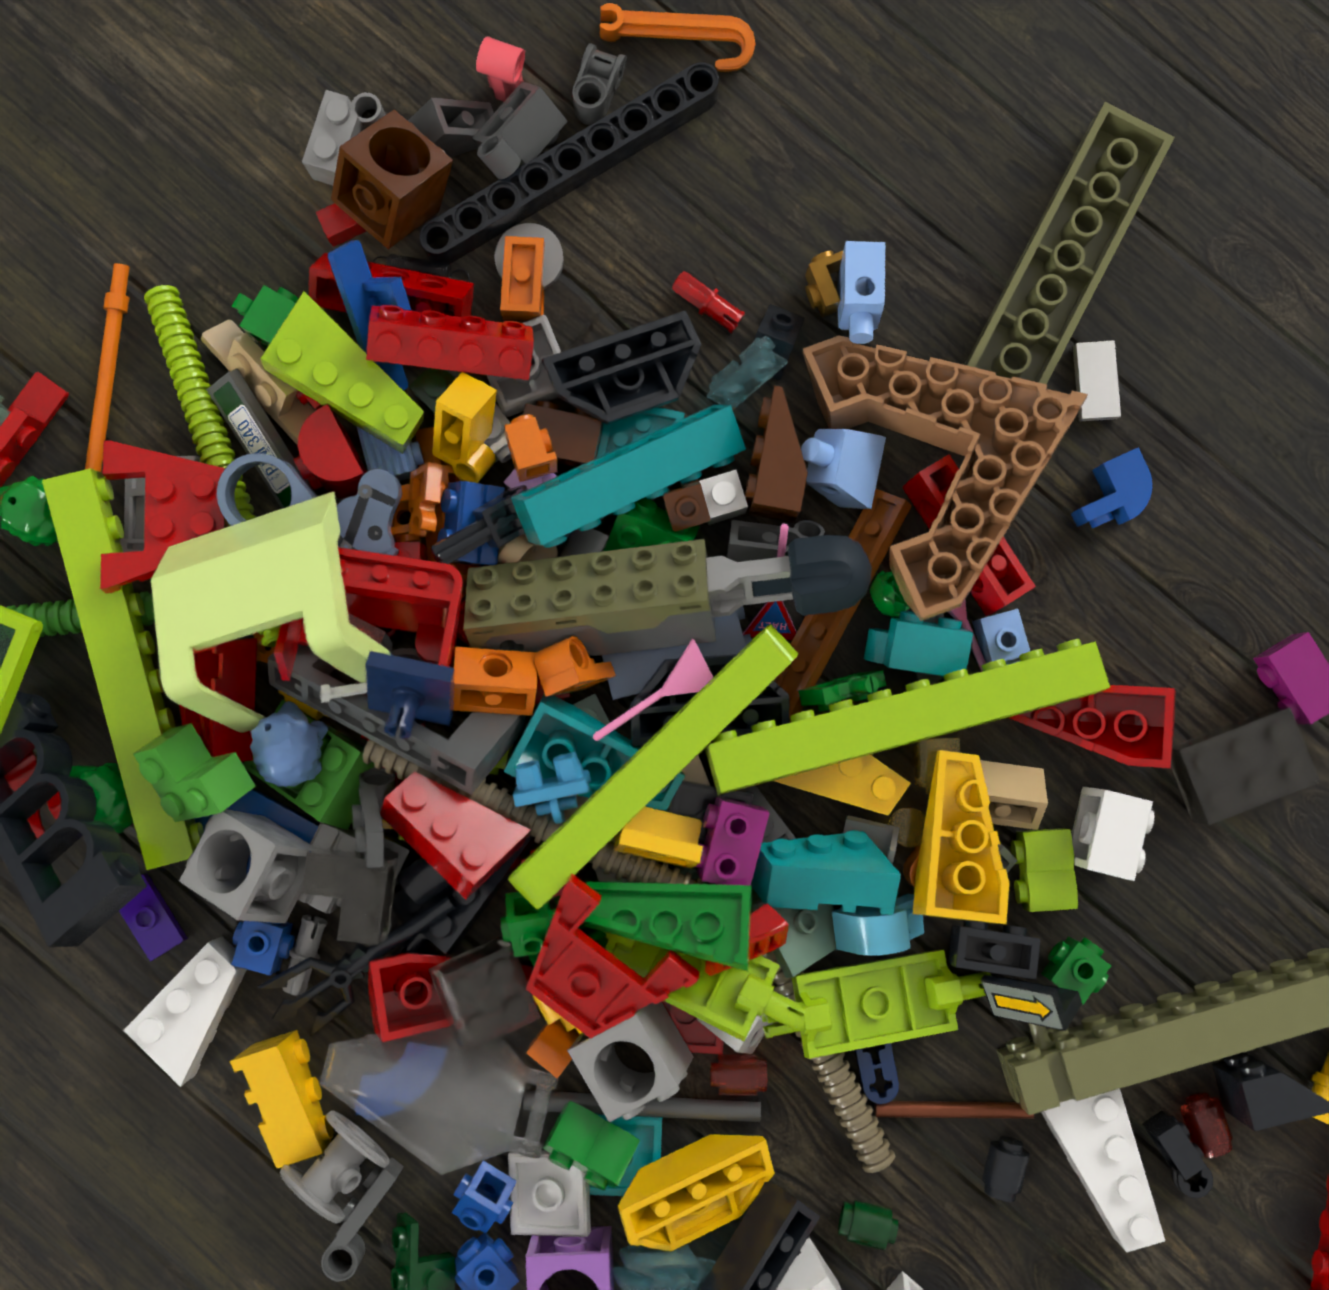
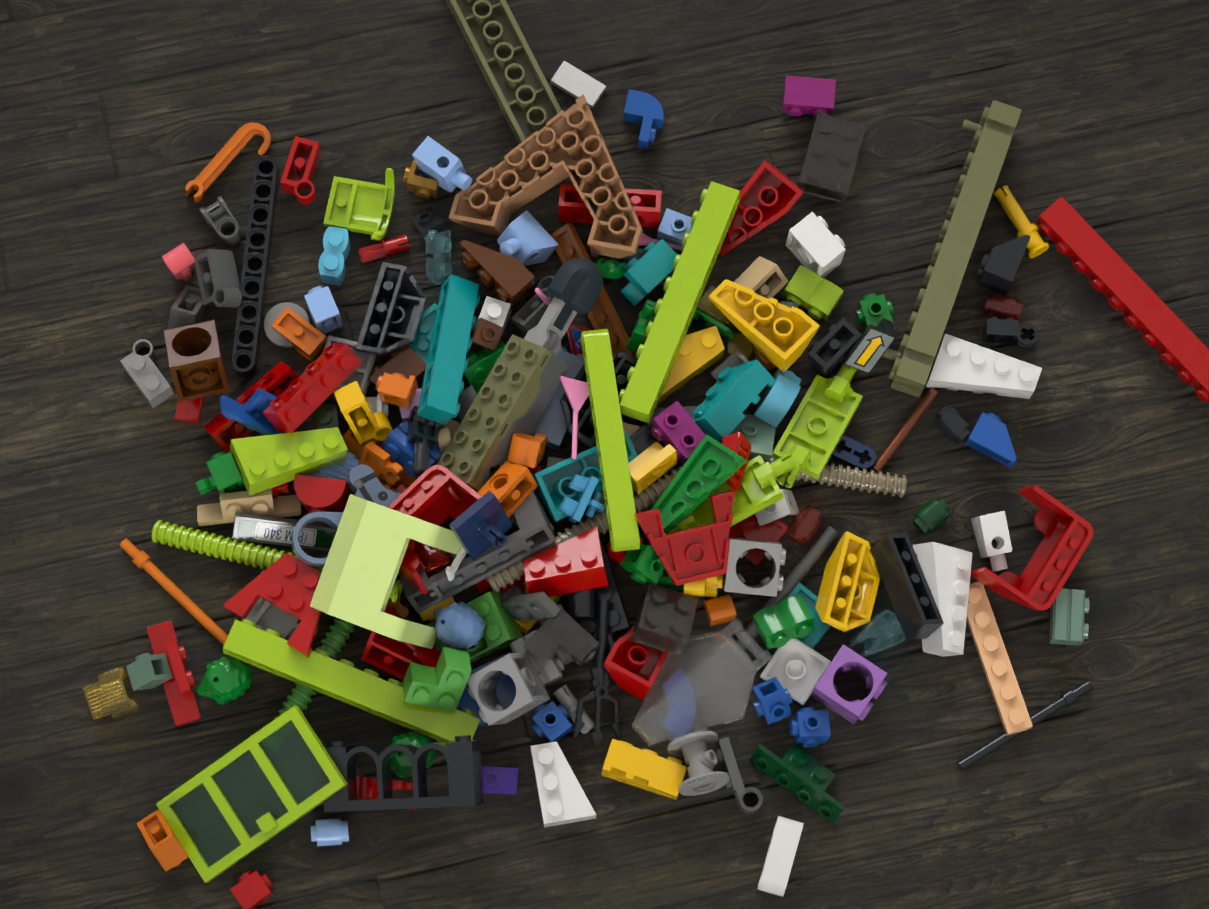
camera: 60 degrees left, 10 degrees down
(570, 284) = (323, 309): none -> light blue brick
(662, 244) = (332, 260): none -> medium azure brick
(731, 125) = (301, 169): none -> red hinge
(741, 234) = (361, 205): none -> lime piece
(912, 777) = (710, 322): none -> green piece
(1025, 1234) = (992, 439): none -> blue slope

